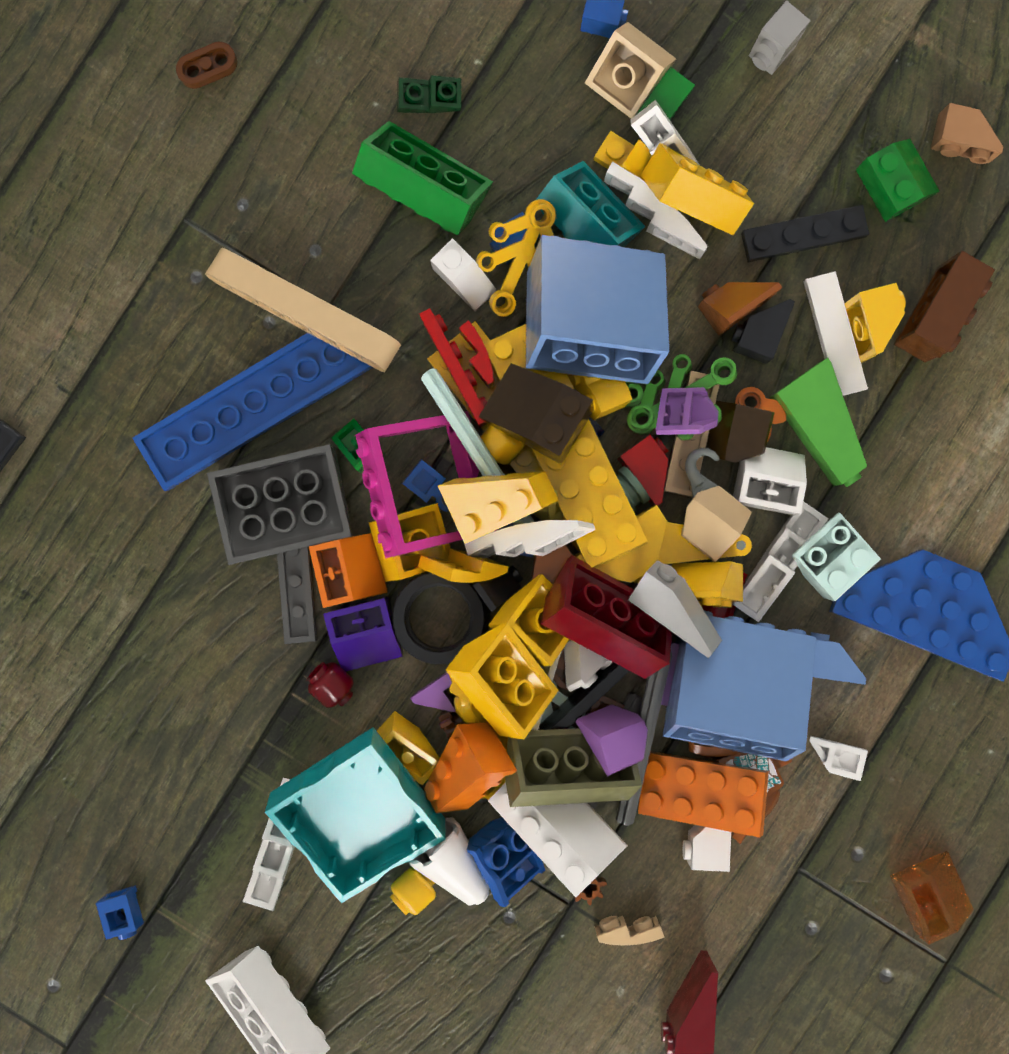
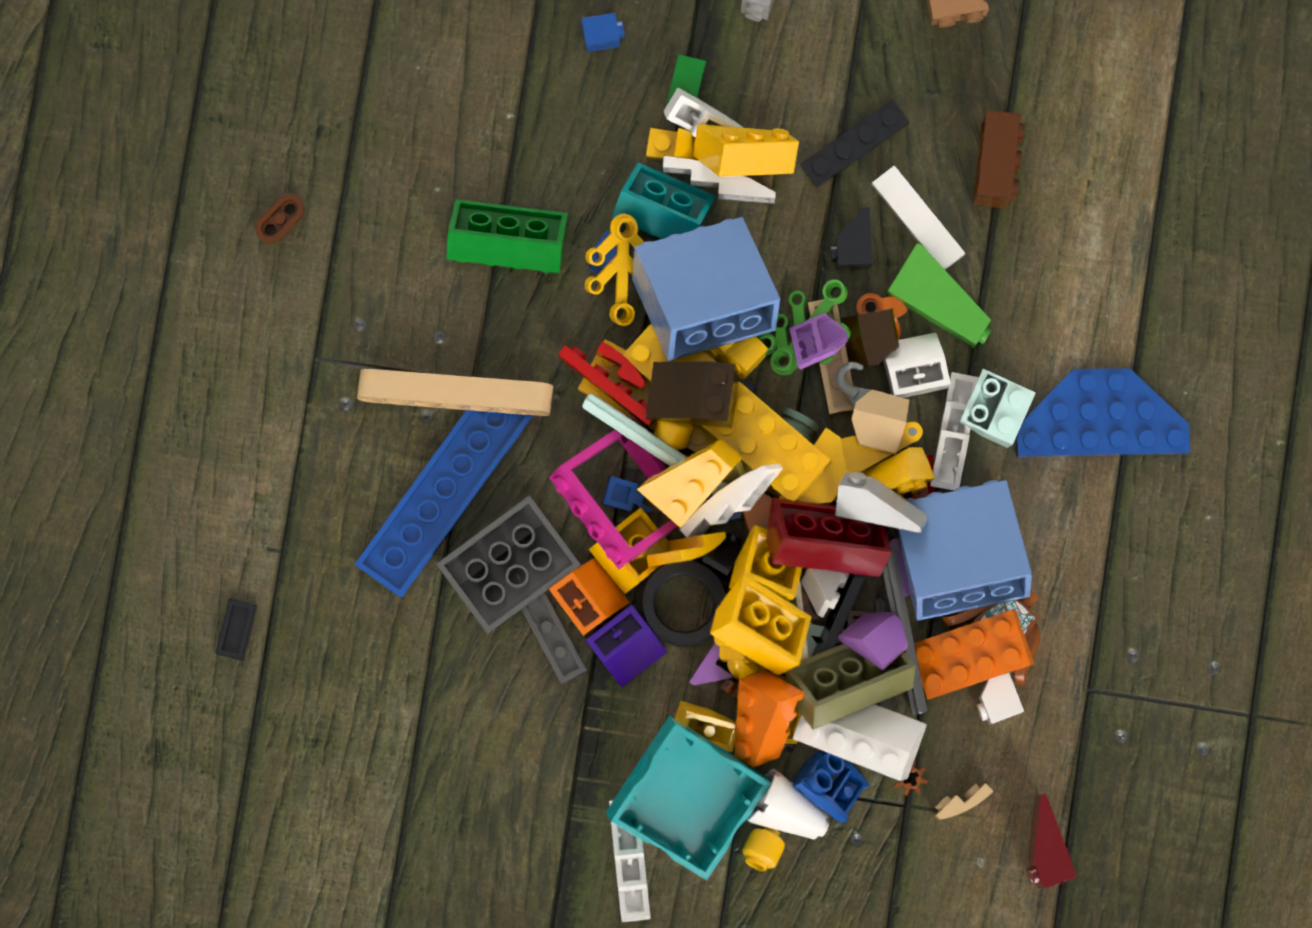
camera: 20 degrees left, 5 degrees down
(330, 684) = (615, 702): dark red head -> none
(347, 443) = (543, 489): green slope -> none
(429, 96) = (481, 163): dark green slope -> none
(463, 274) = (578, 304): white slope -> none
(629, 69) = (644, 70): tan slope -> none
(649, 466) = (807, 398): red slope -> none
(734, 302) = (819, 229): dark orange slope -> none
(833, 662) = (1033, 498): medium blue slope -> none
(840, 757) = (1080, 578): white slope -> none
(874, 318) = (942, 193): yellow slope -> none
(896, 179) = (913, 64): green slope -> none
(933, 897) = (1209, 659): clear orange slope -> none

